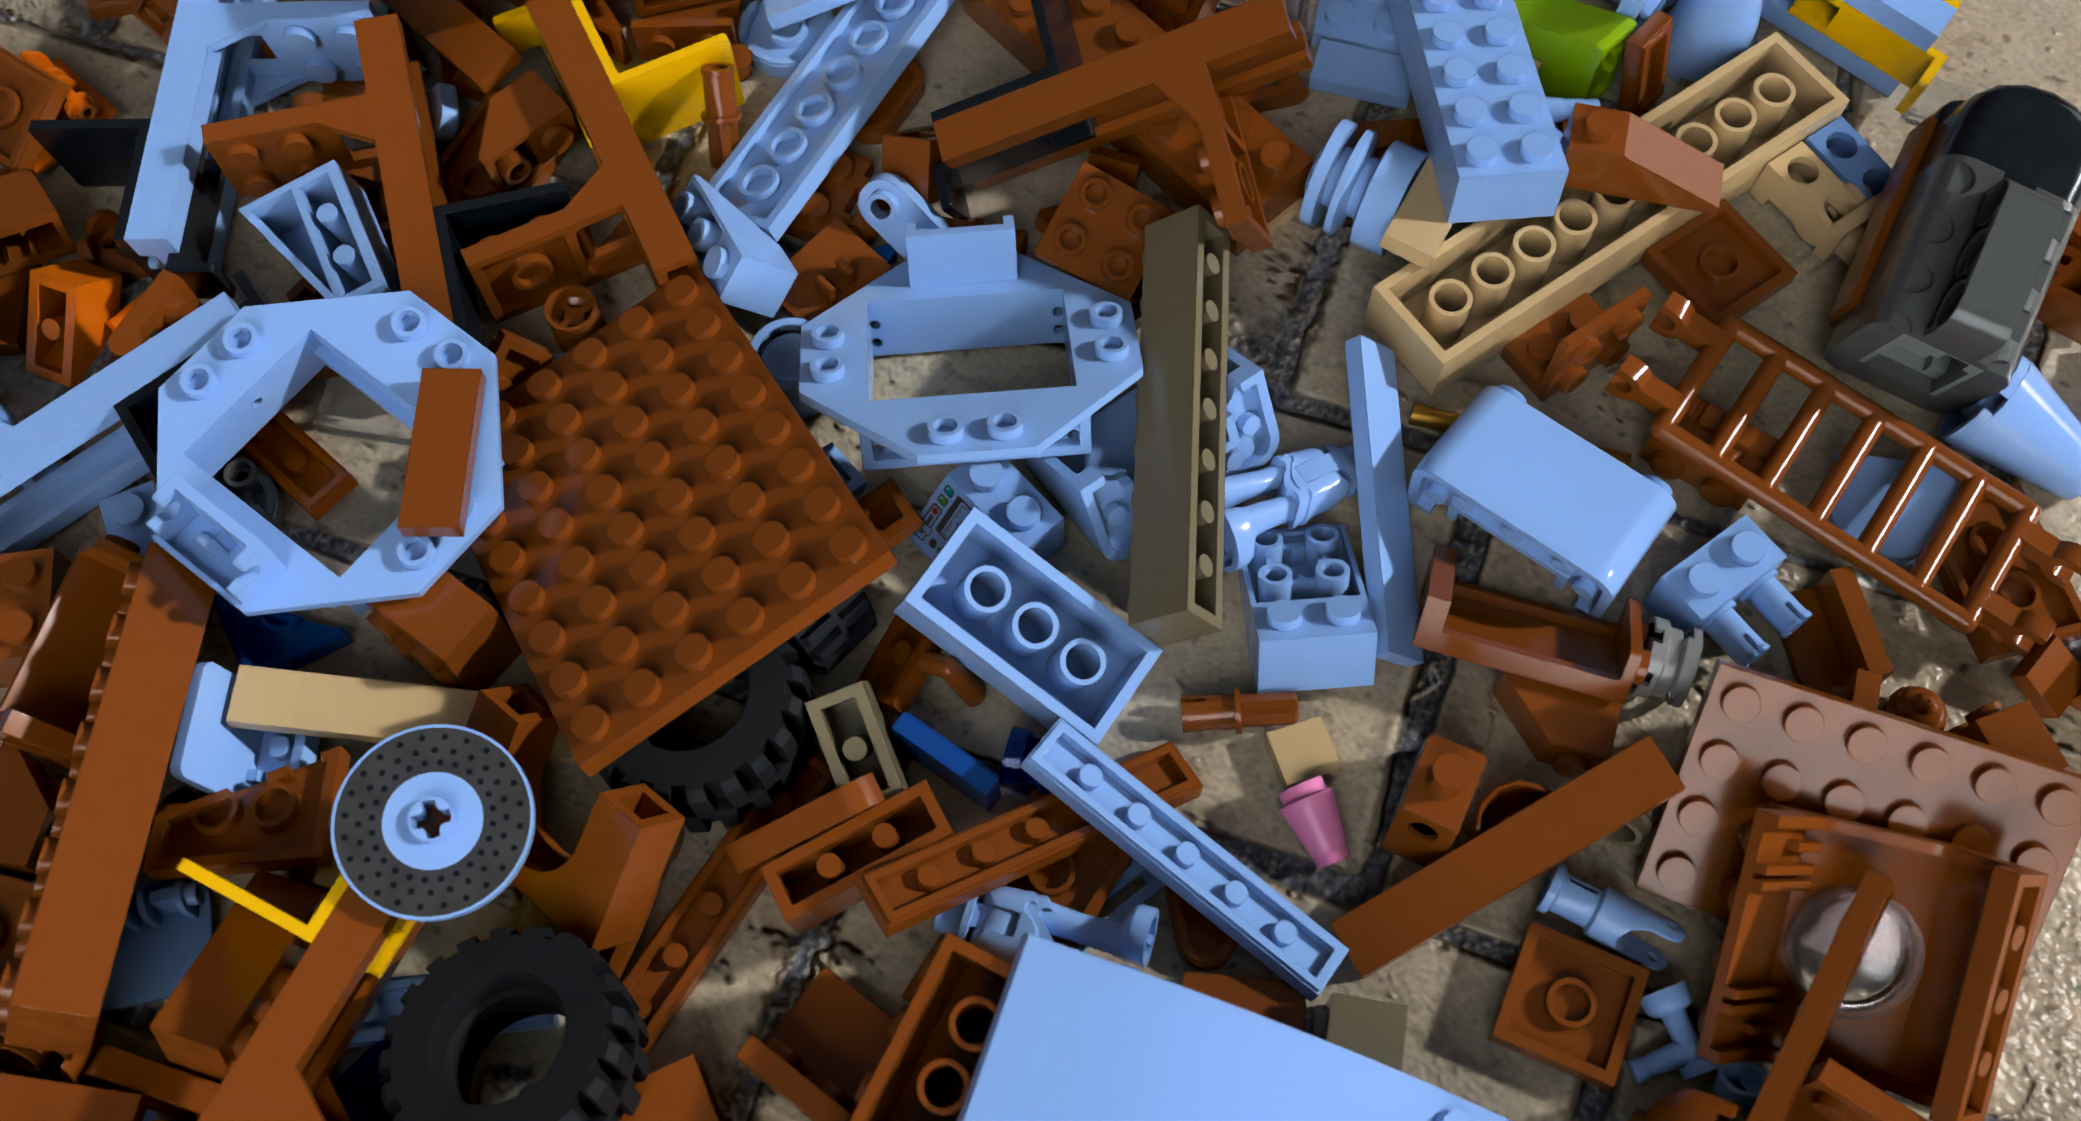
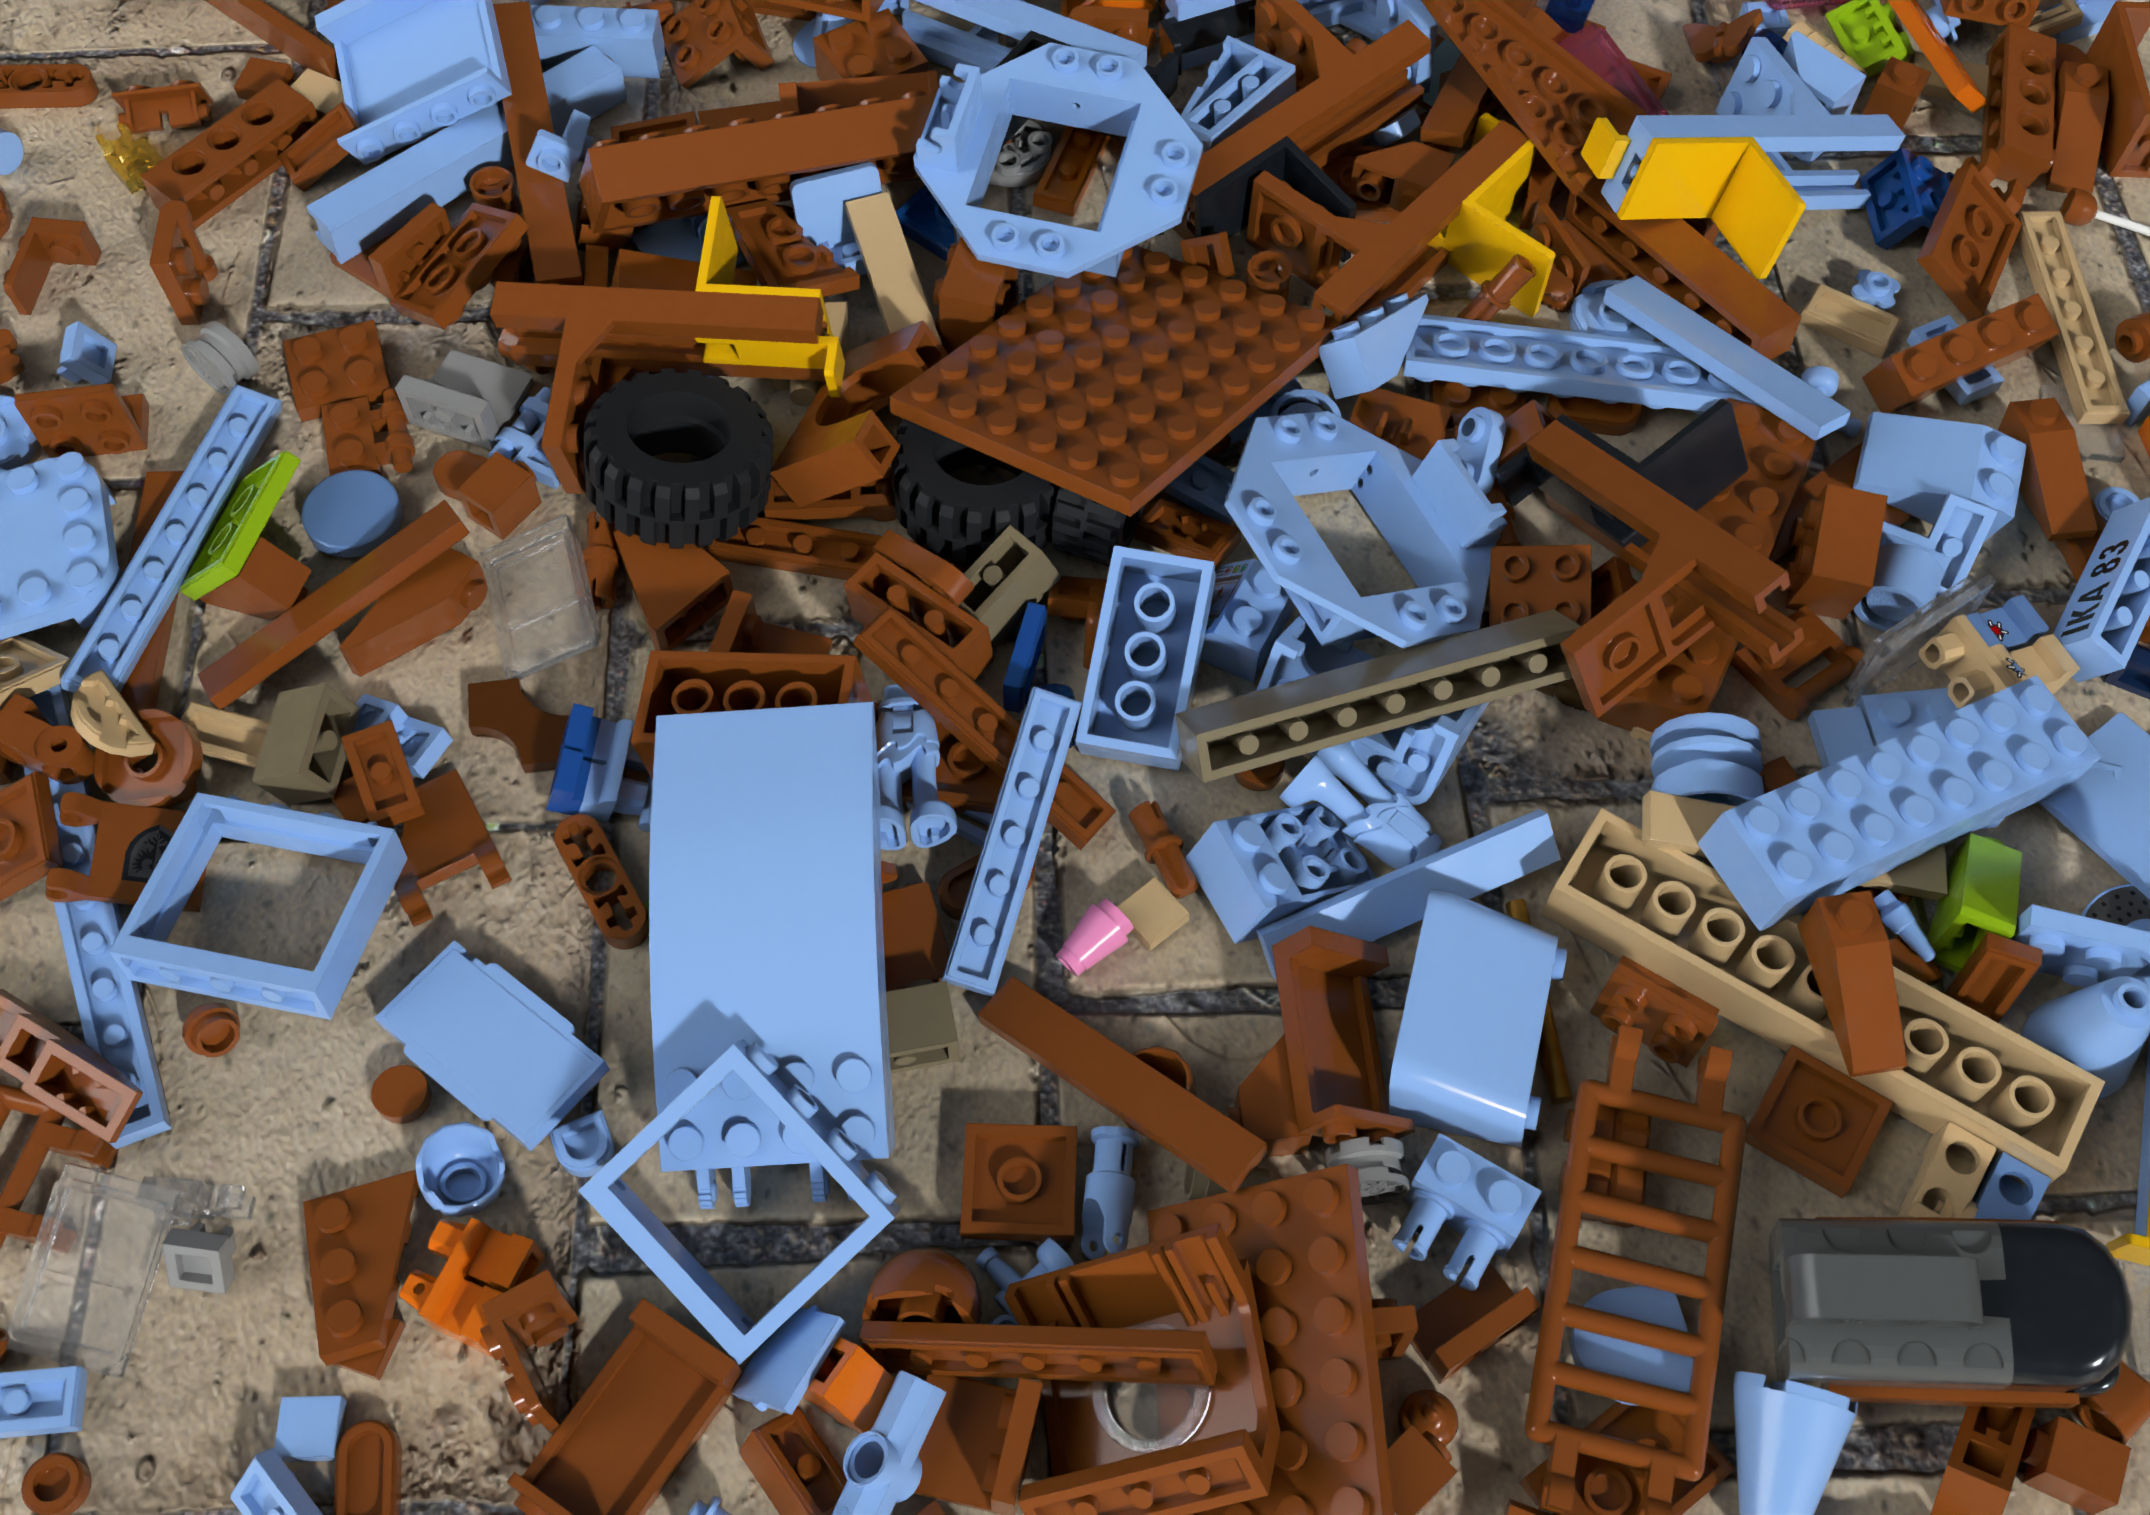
camera: 65 degrees right, 5 degrees down
(390, 792) = (788, 348): flat silver piece -> none
(442, 453) = (1083, 215): dark orange tile -> none
(1436, 796) = (1151, 1011): dark orange torso -> none

